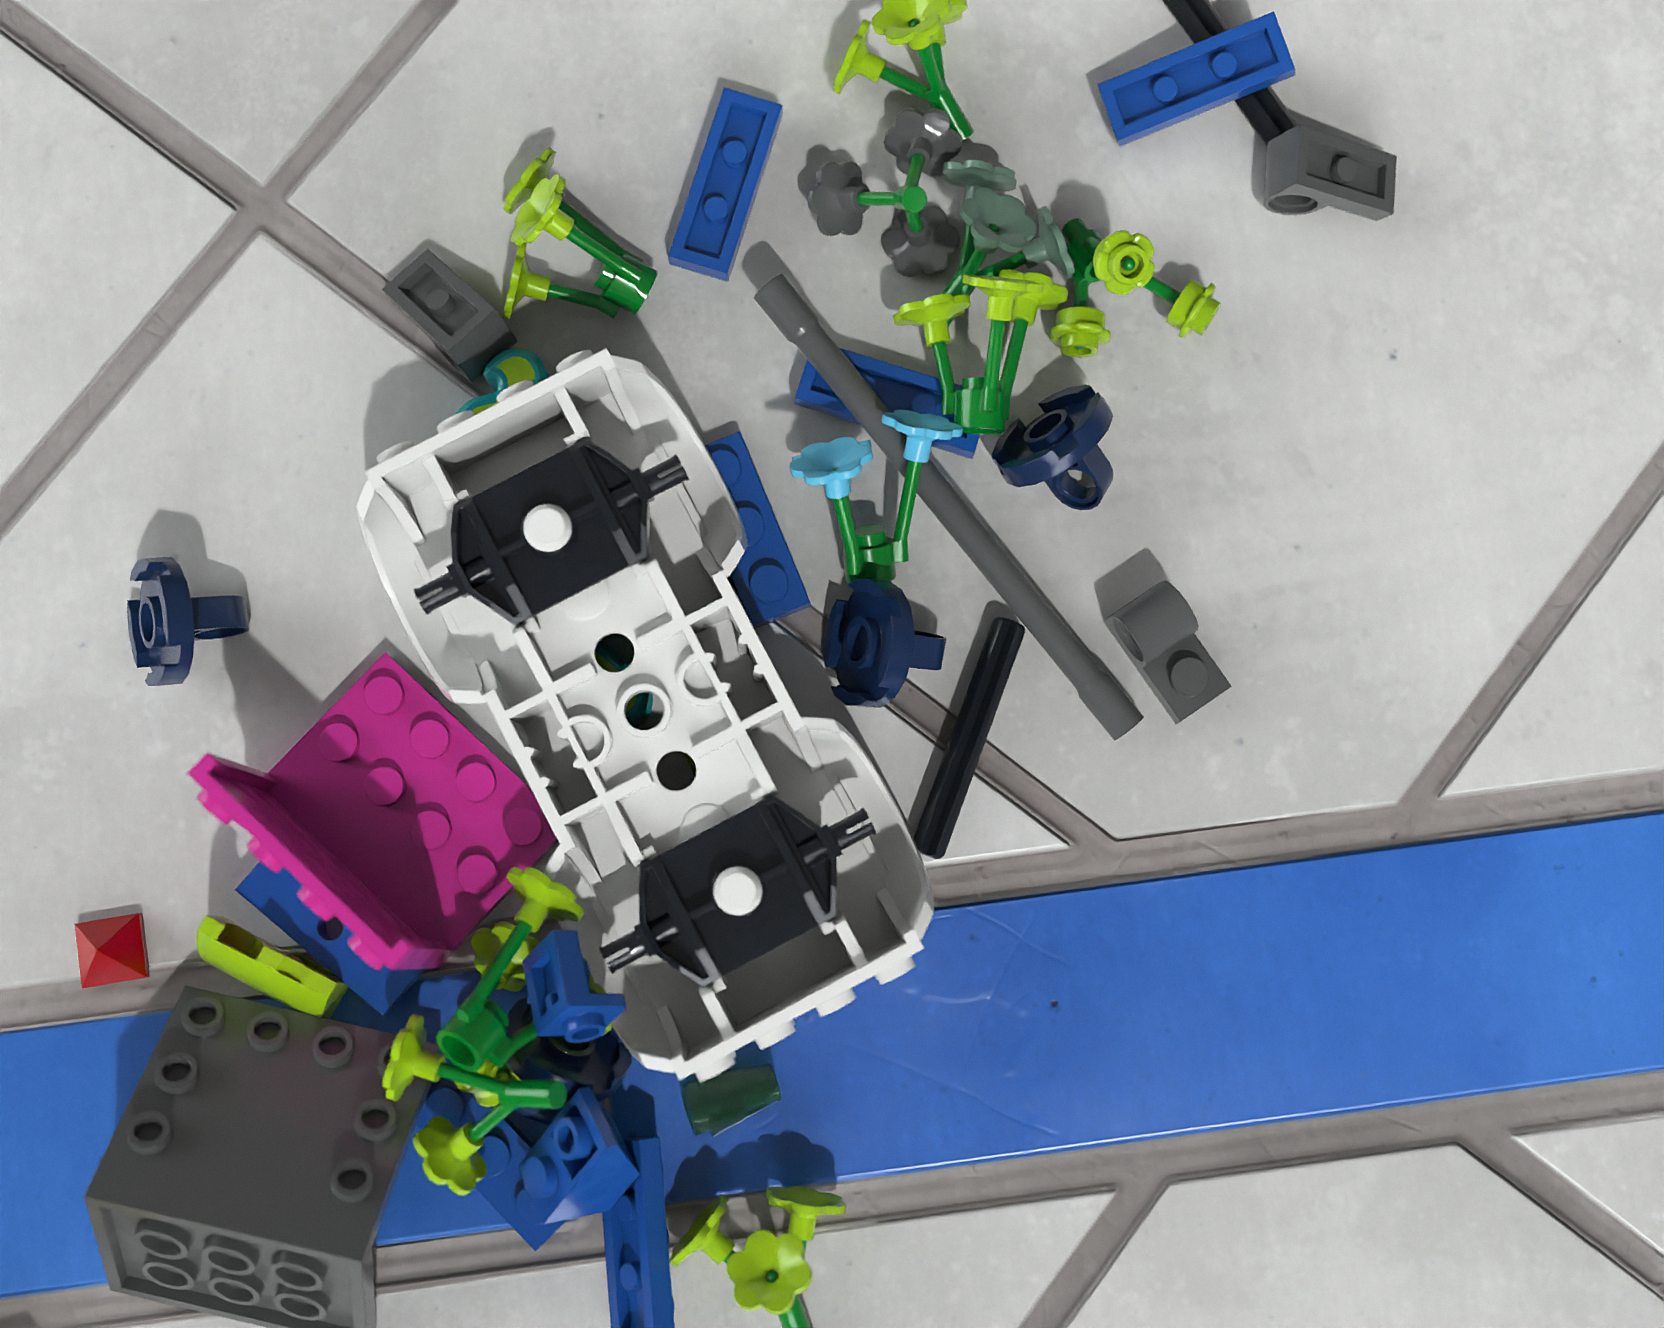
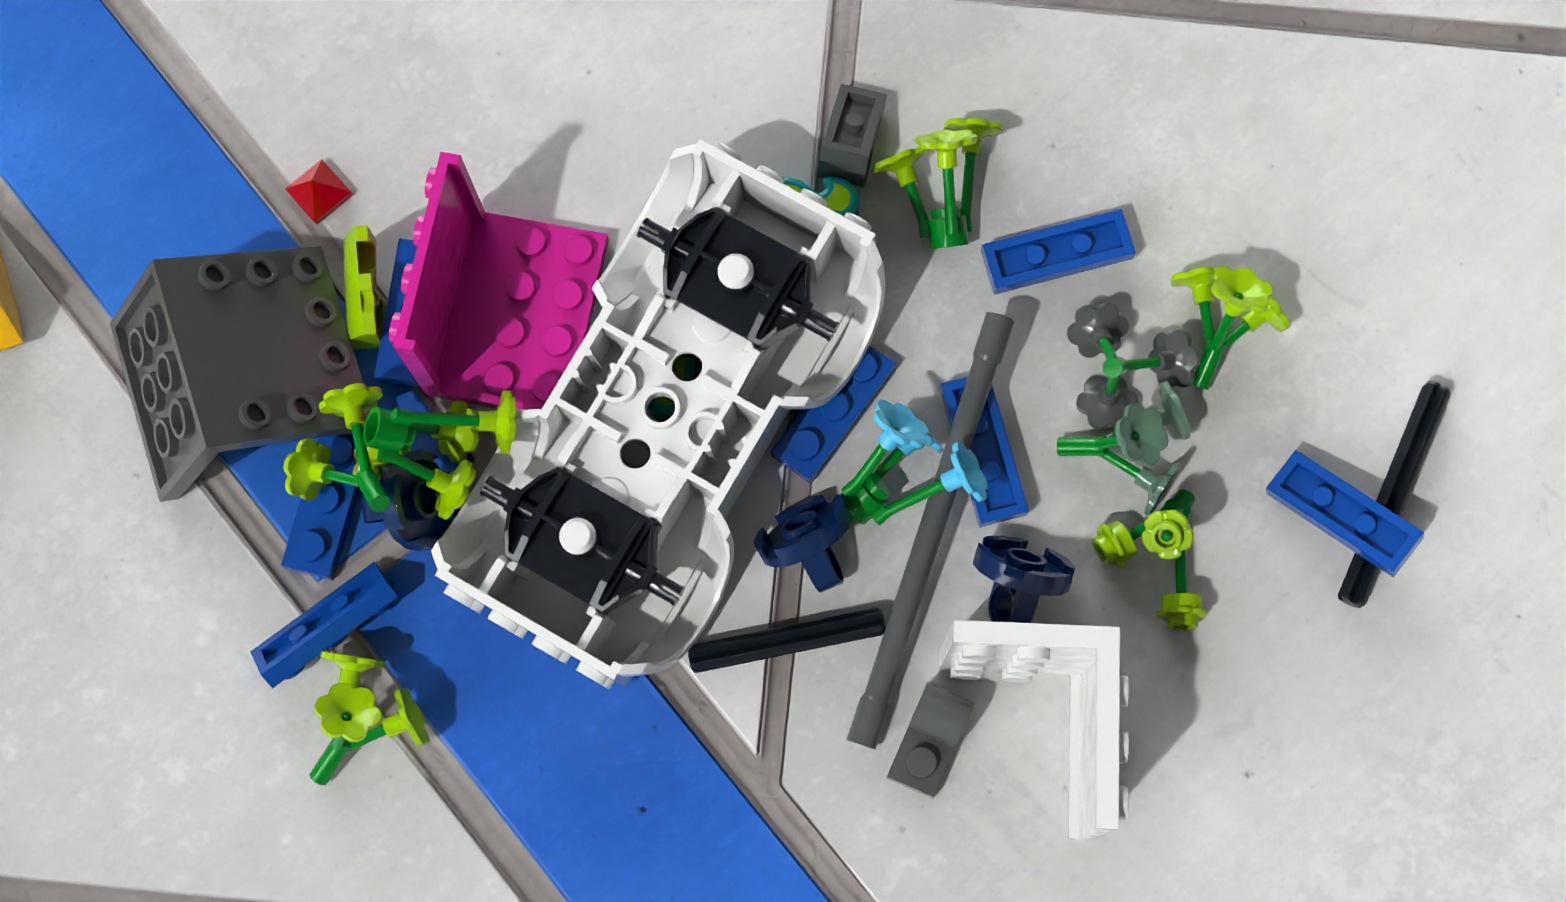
camera: 65 degrees right, 5 degrees down
(169, 620) = (541, 91): dark blue tile -> none
(560, 991) = (448, 466): blue bracket -> none
(578, 1162) = (351, 553): blue slope -> none
(728, 1097) = (451, 627): clear green cone -> none
(1012, 297) = (1013, 503): plant -> none
(1278, 467) = (1095, 697): none -> white bracket
(1321, 170) = (1340, 639): dark grey plate -> none

